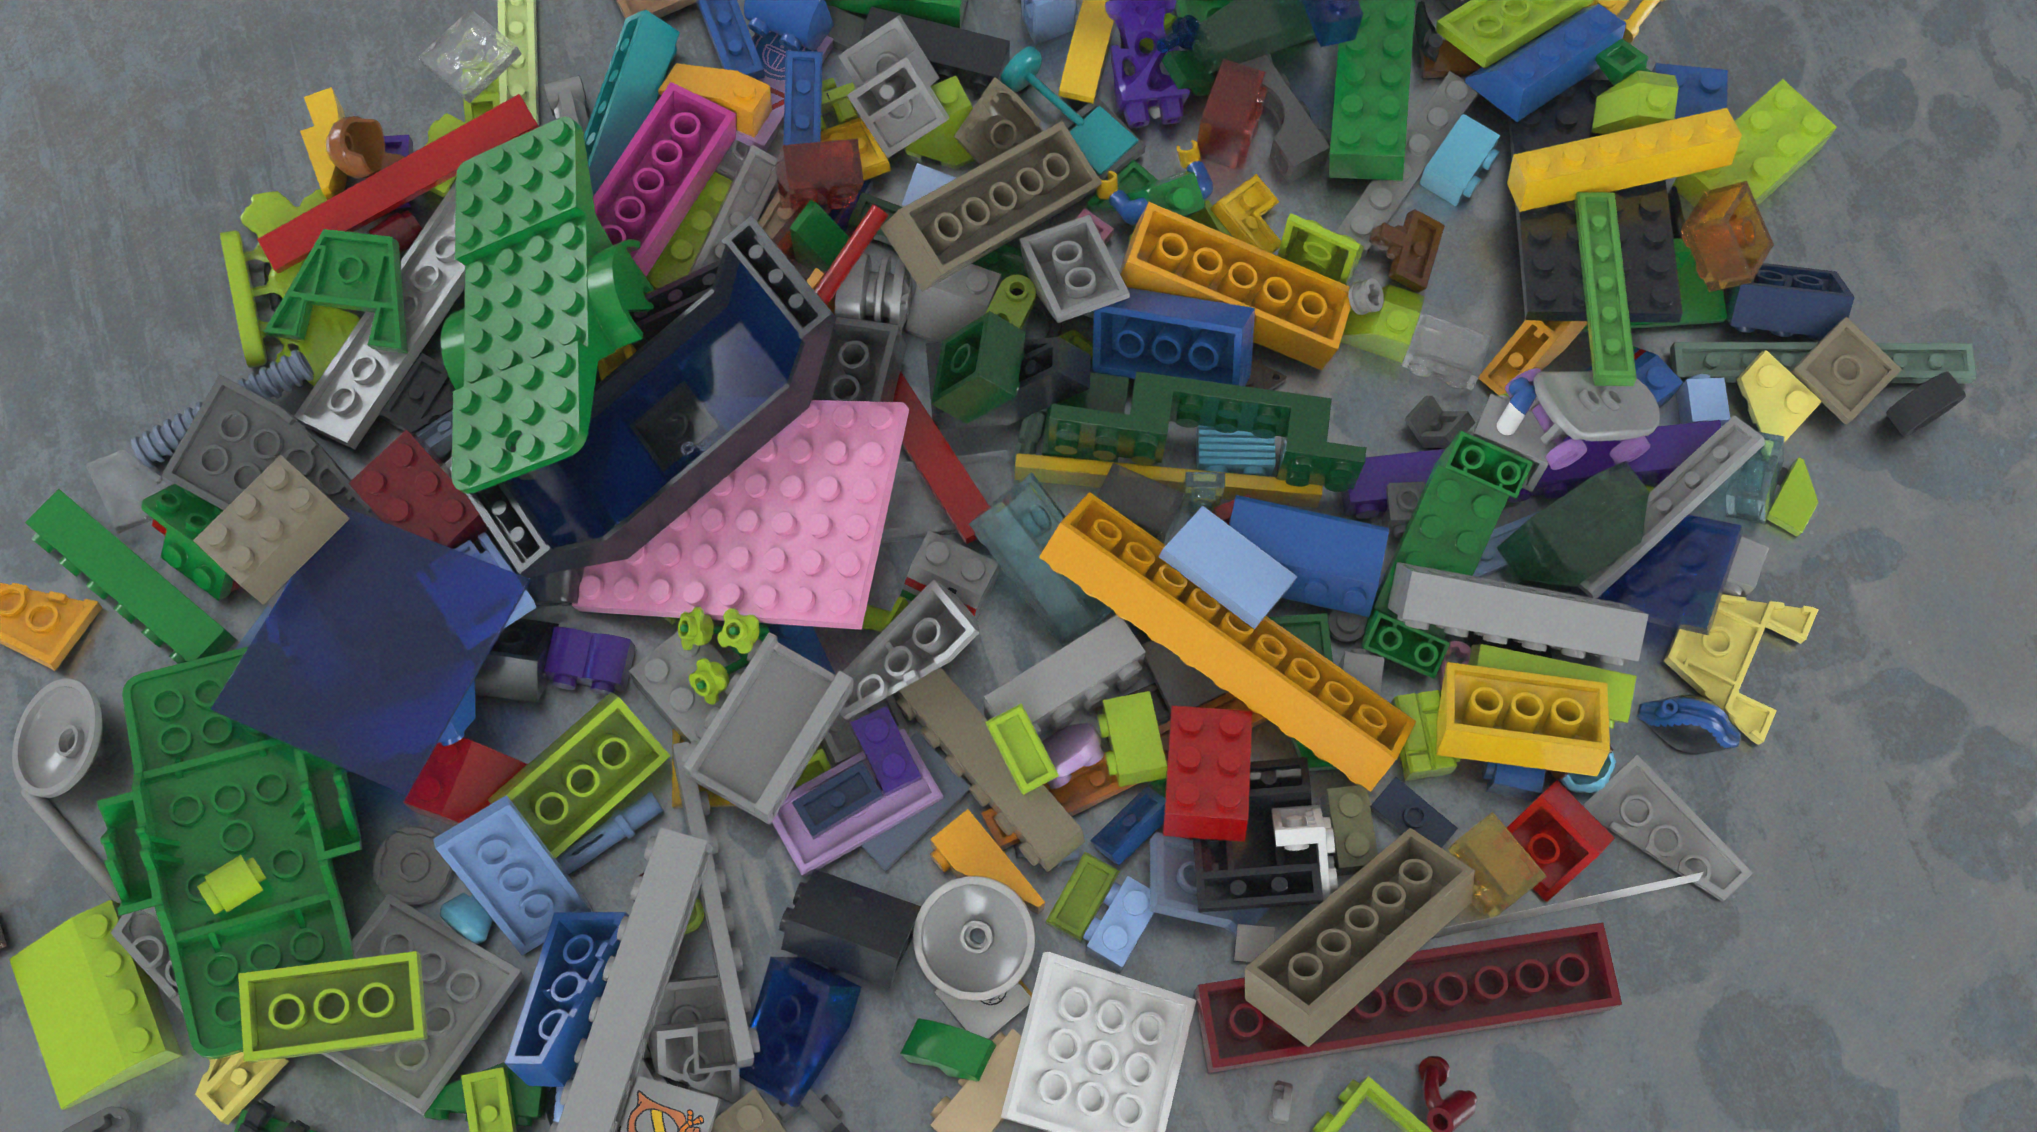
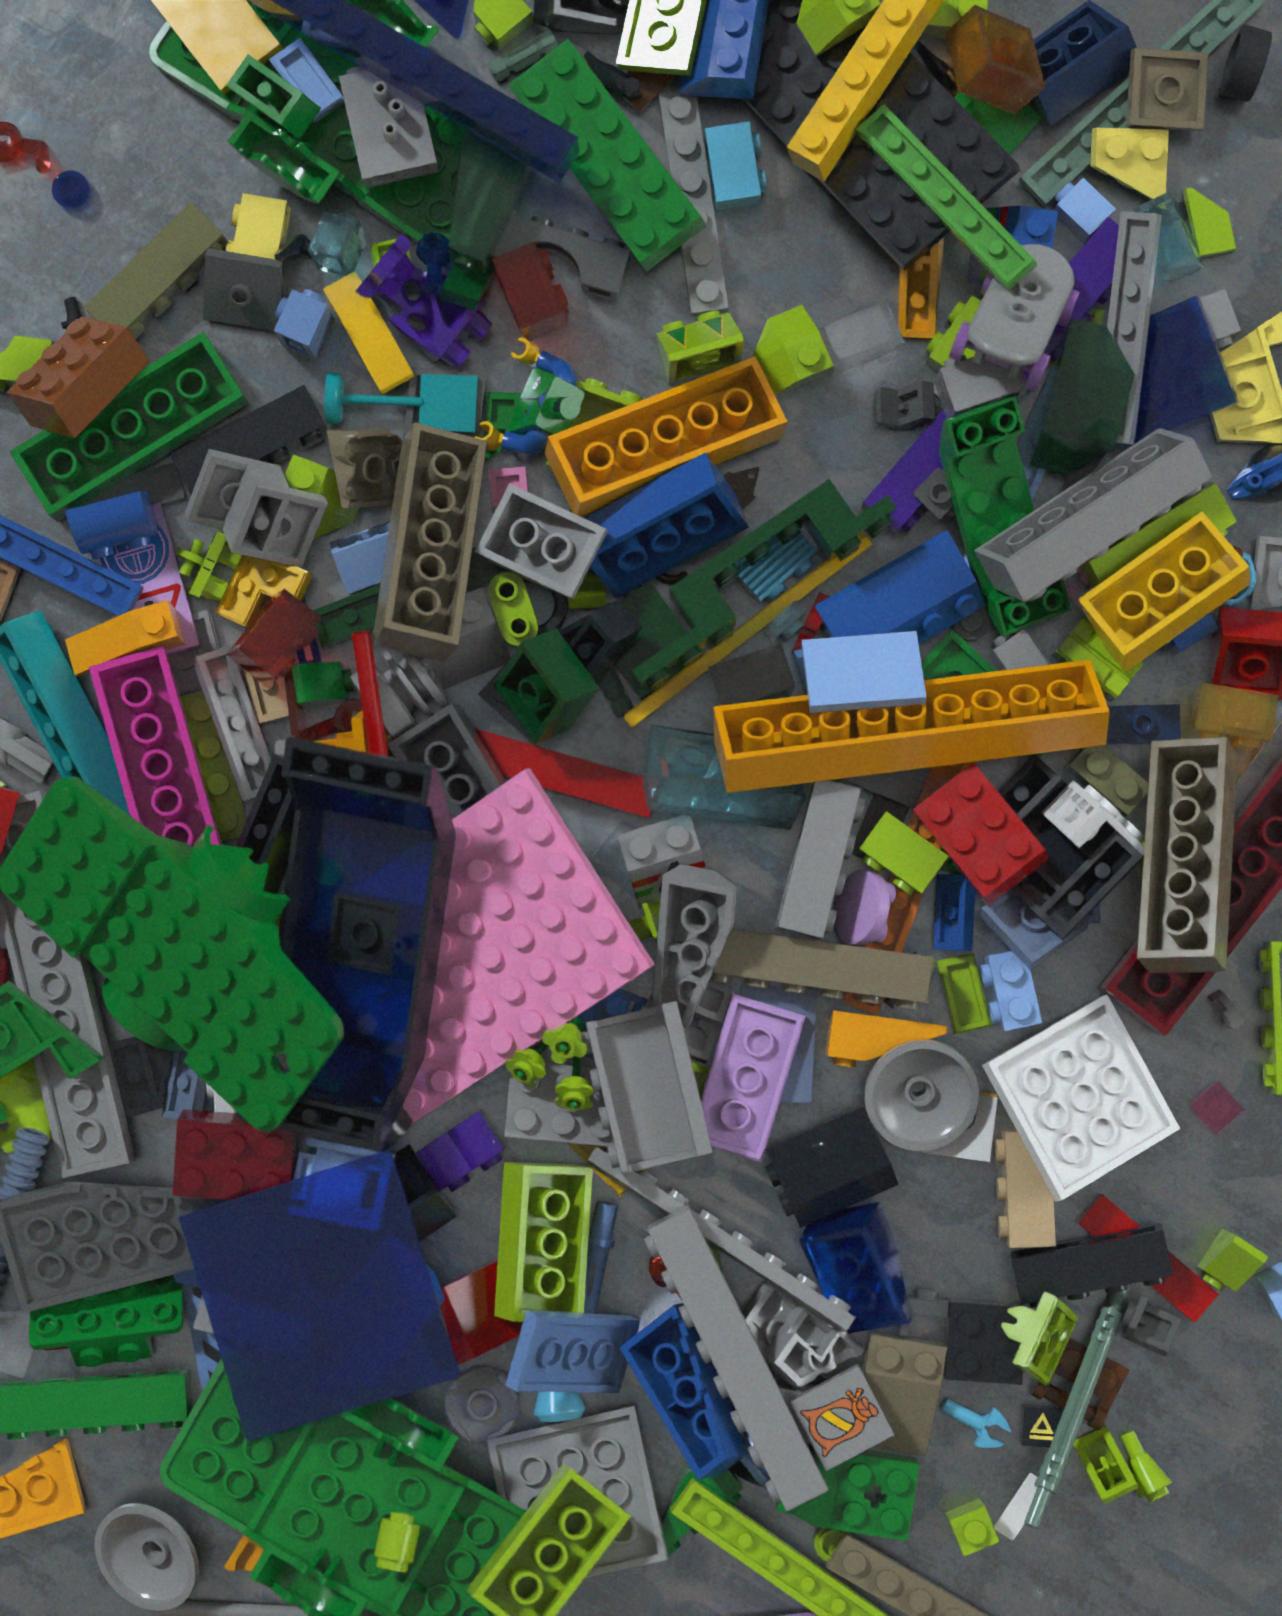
camera: 40 degrees left, 15 degrees up
(271, 529) = (157, 1281): dark tan brick -> none
(802, 97) = (201, 587): blue tile -> none
(837, 800) = (739, 1090): dark blue plate -> none
(886, 751) = (738, 1023): dark purple plate -> none
(949, 1048) = (973, 1185): green slope -> none
(1021, 749) = (840, 940): lime tile -> none
(1242, 213) = (615, 371): yellow tile -> none
(1252, 941) = (1111, 917): white sticker -> none
(1366, 296) = (768, 356): light grey bush -> none
(1410, 247) = (761, 276): reddish brown hinge -> none
(1522, 399) = (976, 372): arm -> none

